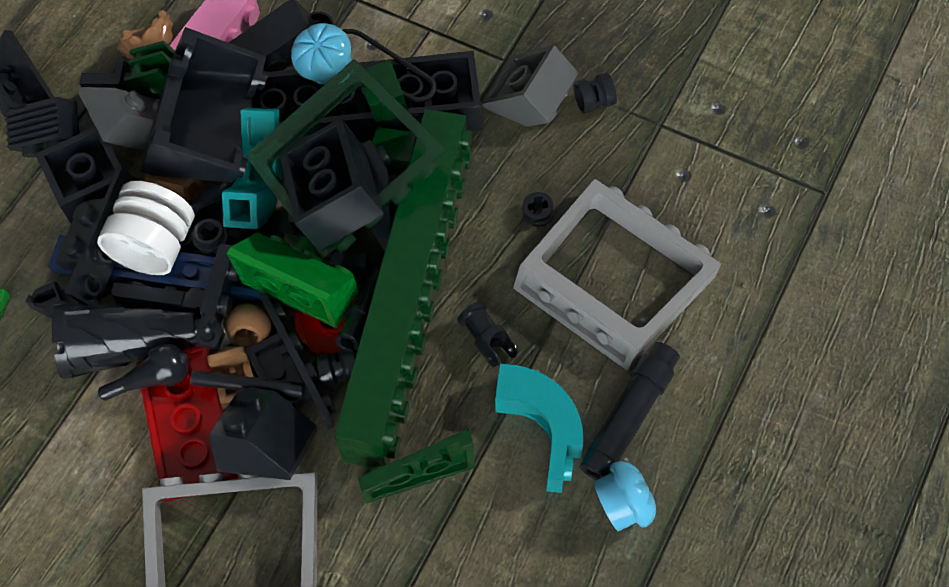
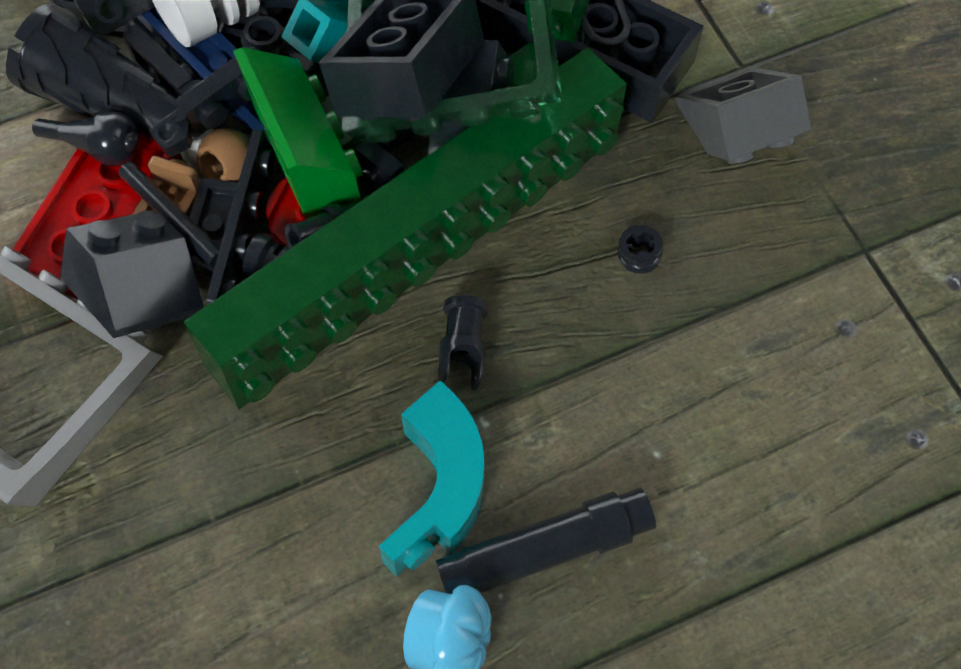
camera: 35 degrees right, 0 degrees up
(420, 468) = (264, 429): dark green wing -> none
(585, 313) = (590, 401): light grey windscreen -> none
(595, 93) = (824, 168): black wheel -> none

